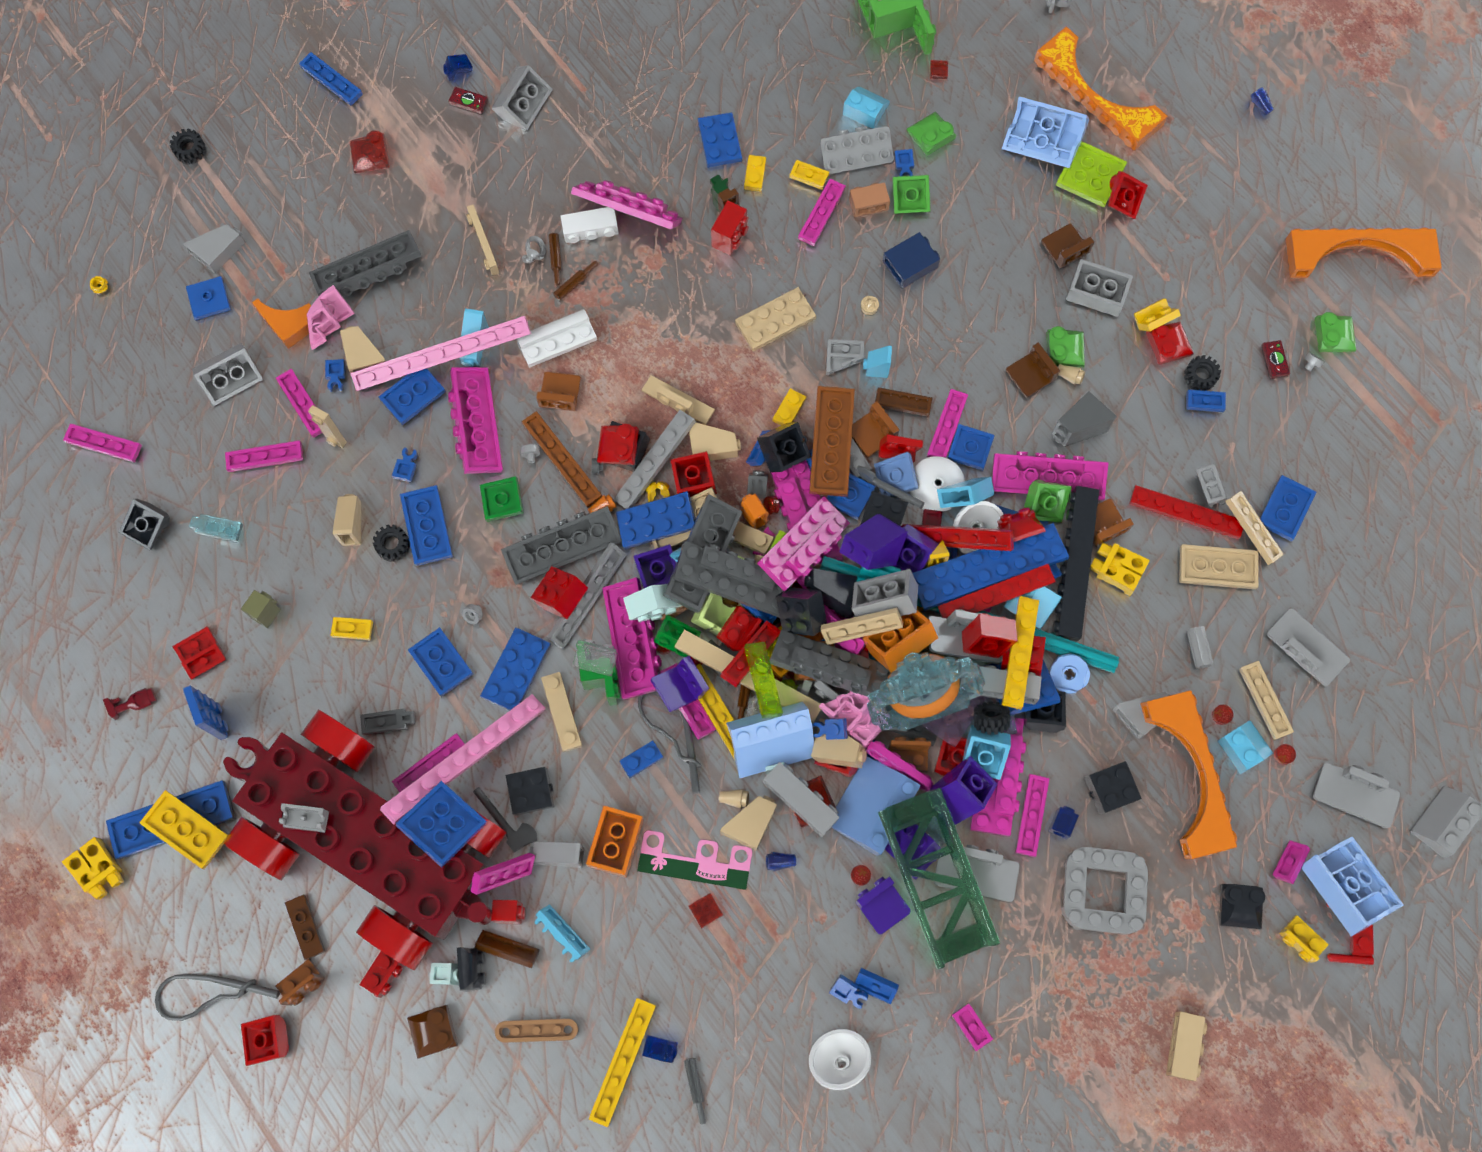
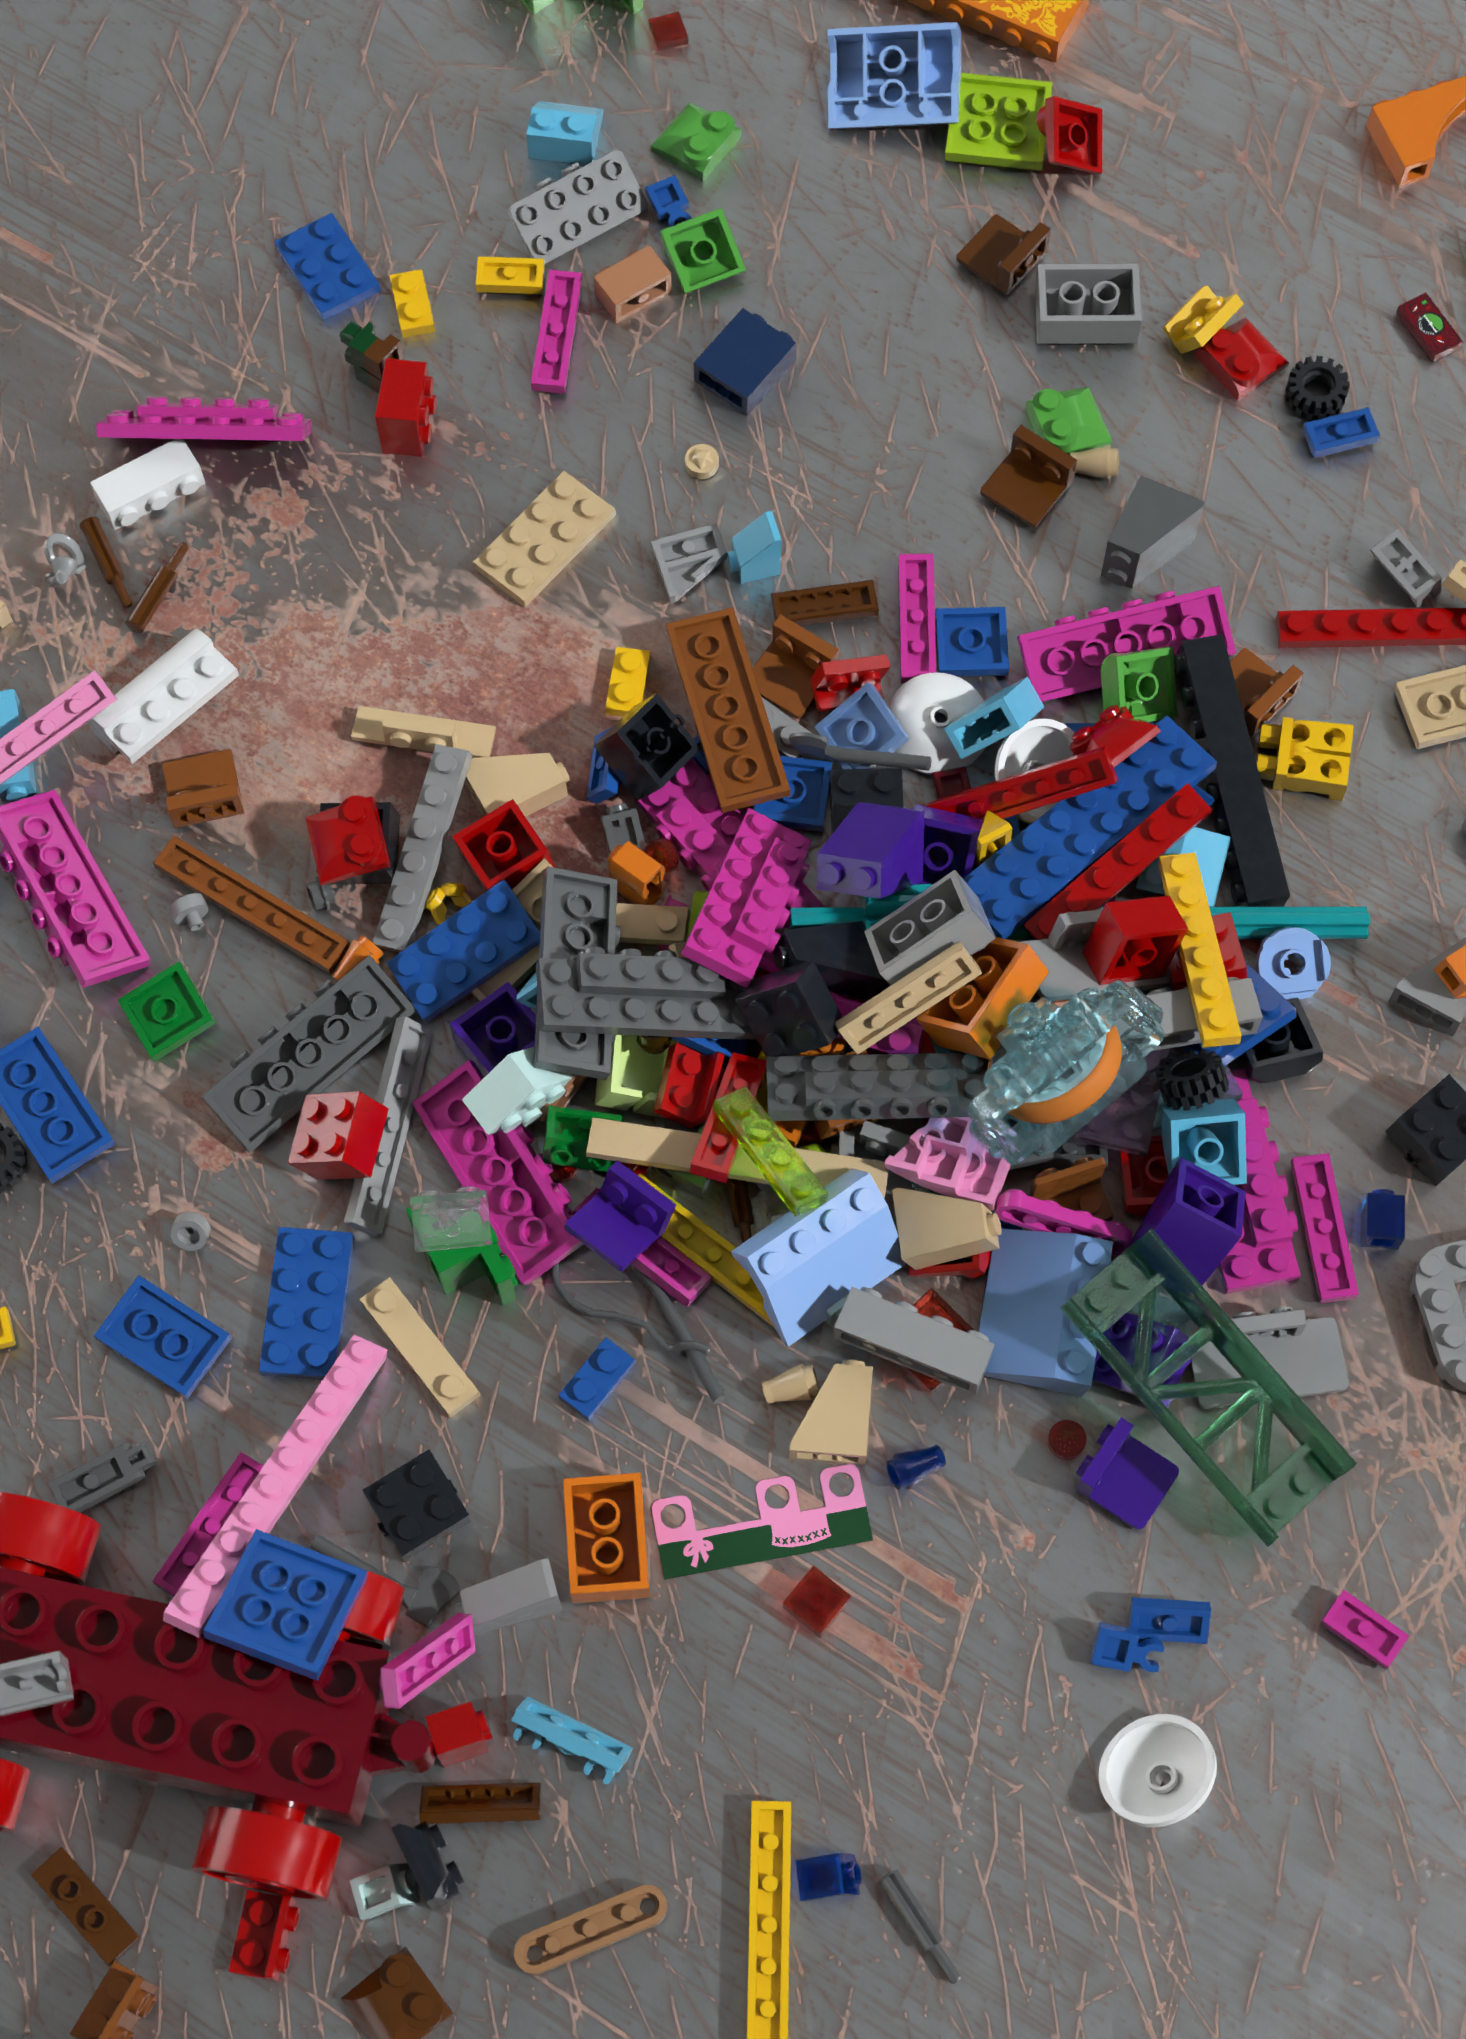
camera: 20 degrees left, 5 degrees down
(833, 729) = (924, 1195): blue plate -> none

